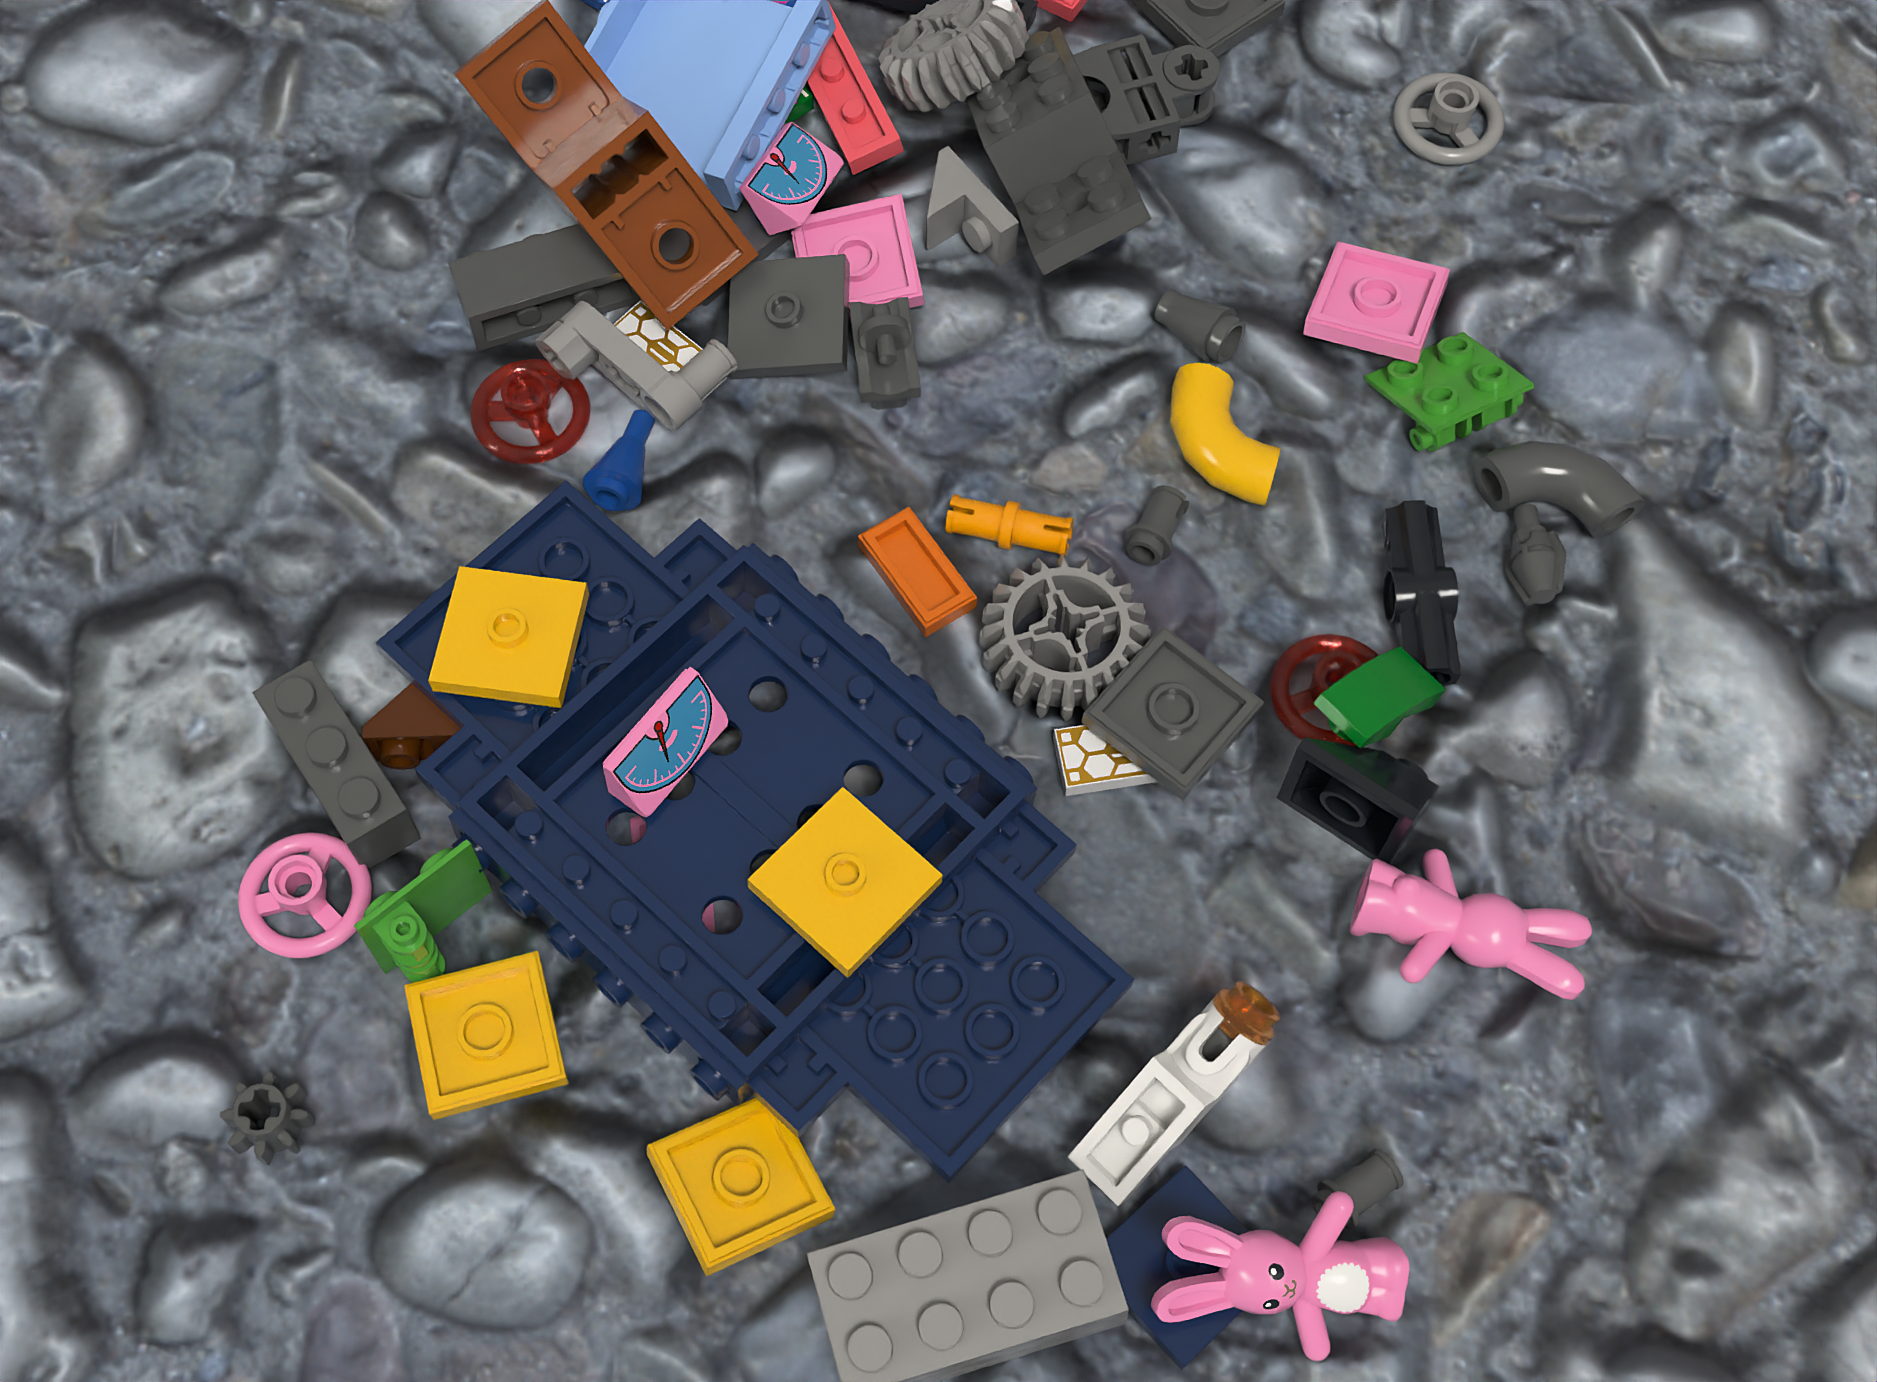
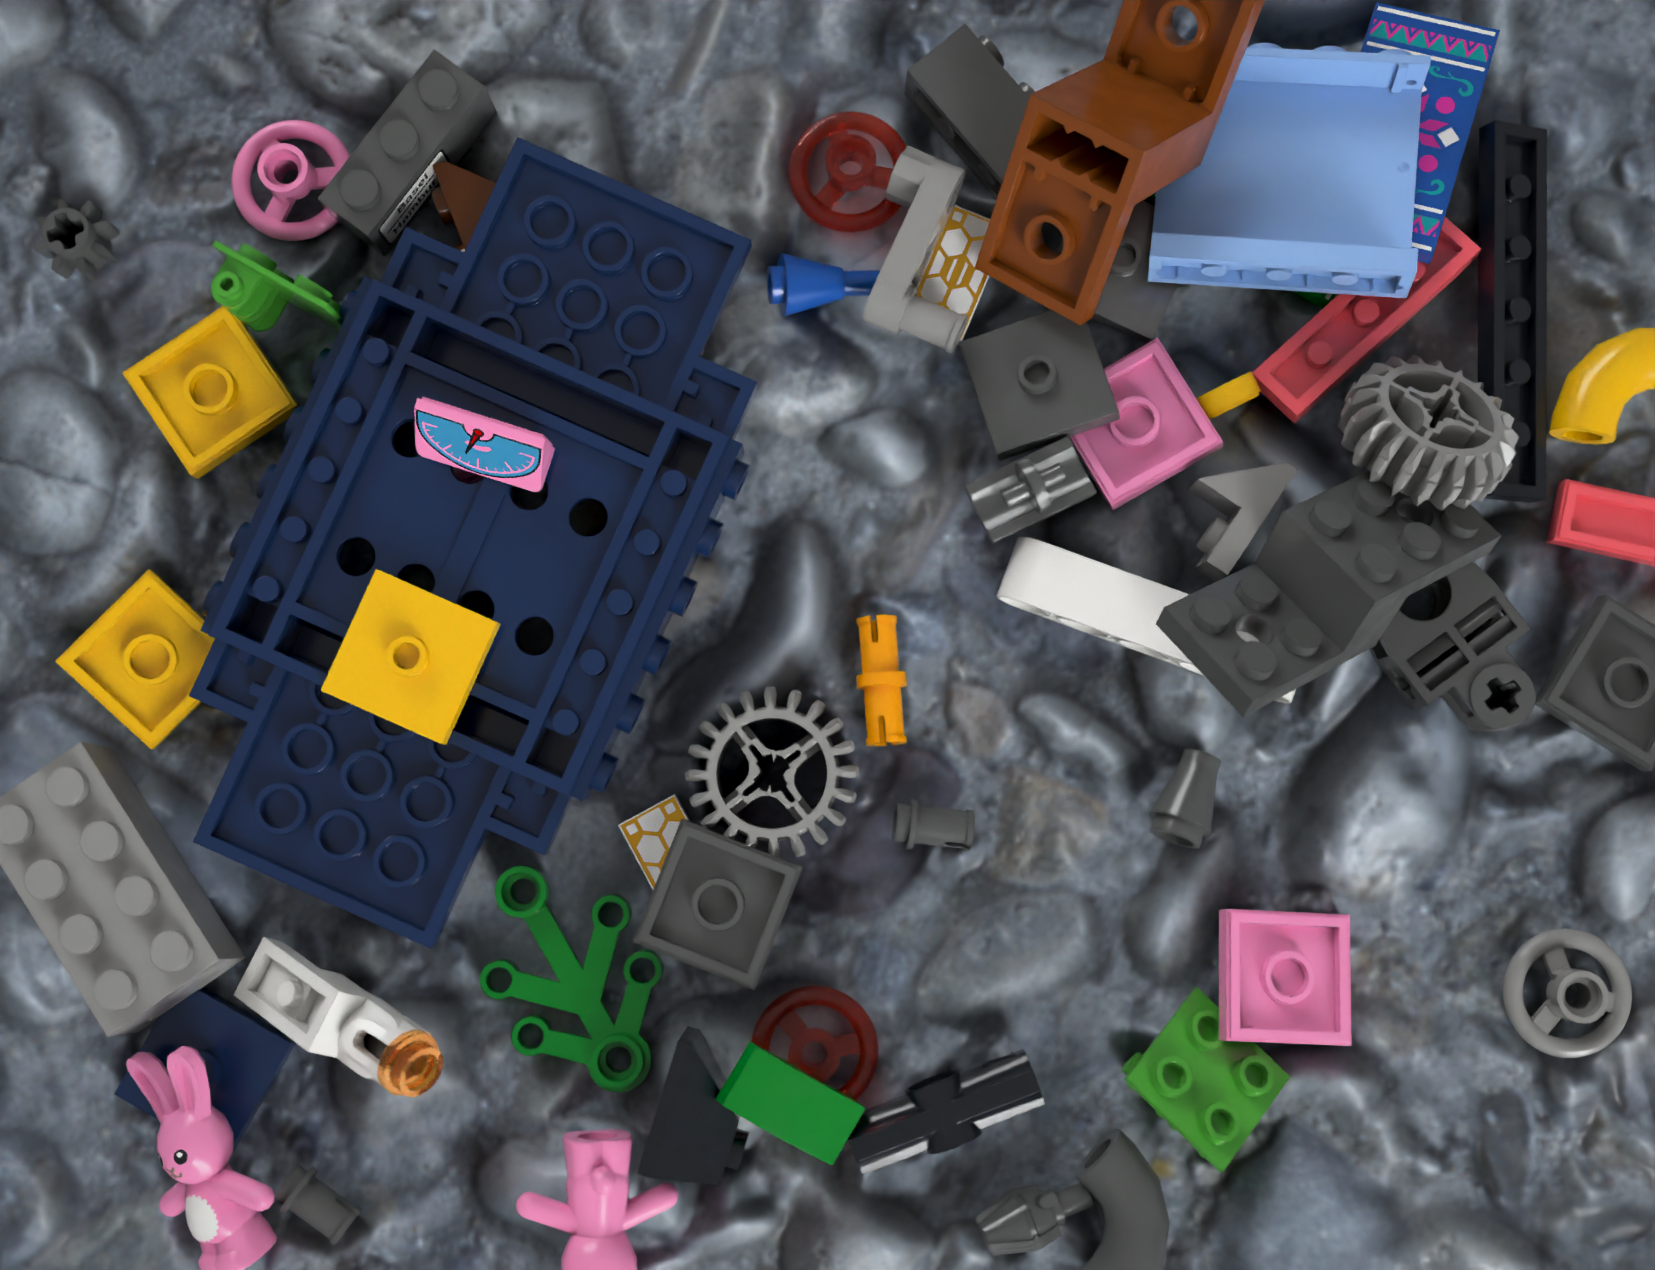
camera: 75 degrees right, 20 degrees up
(509, 637) = (556, 256): yellow plate -> none
(790, 179) = (1202, 321): slope -> none
(861, 180) = (1229, 395): none -> yellow tile
(917, 571) = (805, 606): orange tile -> none
(1015, 323) = (1094, 599): none -> white beam
(1209, 873) = (578, 987): none -> green plant
(1212, 439) = (1048, 852): yellow cylinder -> none

